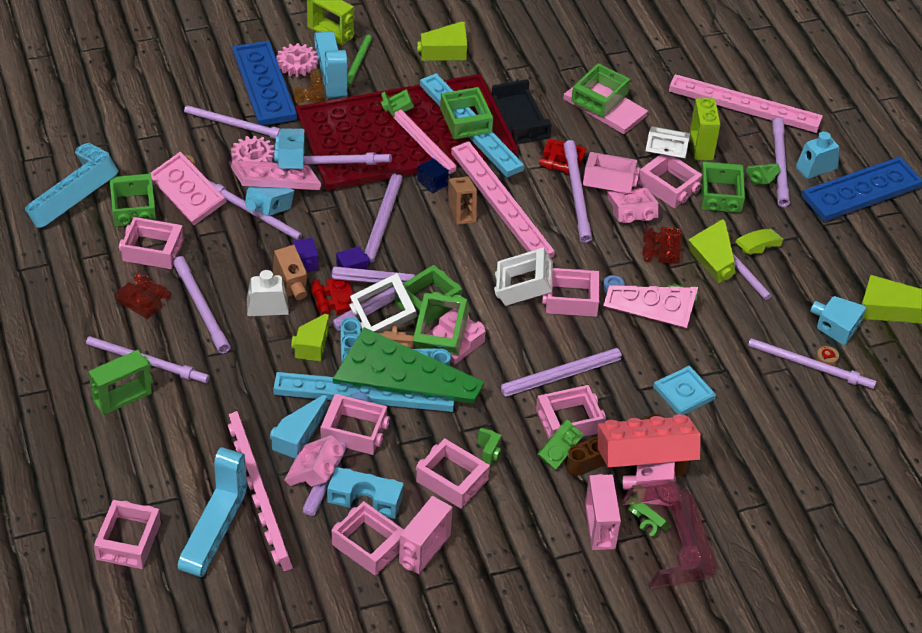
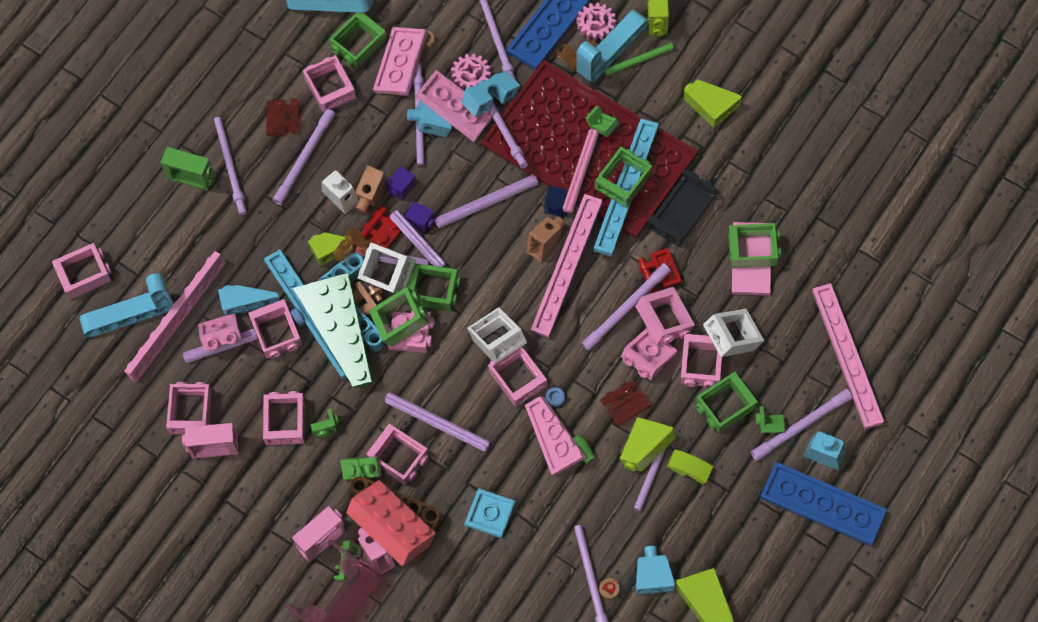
camera: 60 degrees right, 20 degrees up
(333, 314) = (354, 237): none -> clear orange bar
(349, 484) = (219, 364): medium azure arch -> none
(704, 129) = (774, 343): lime window -> none

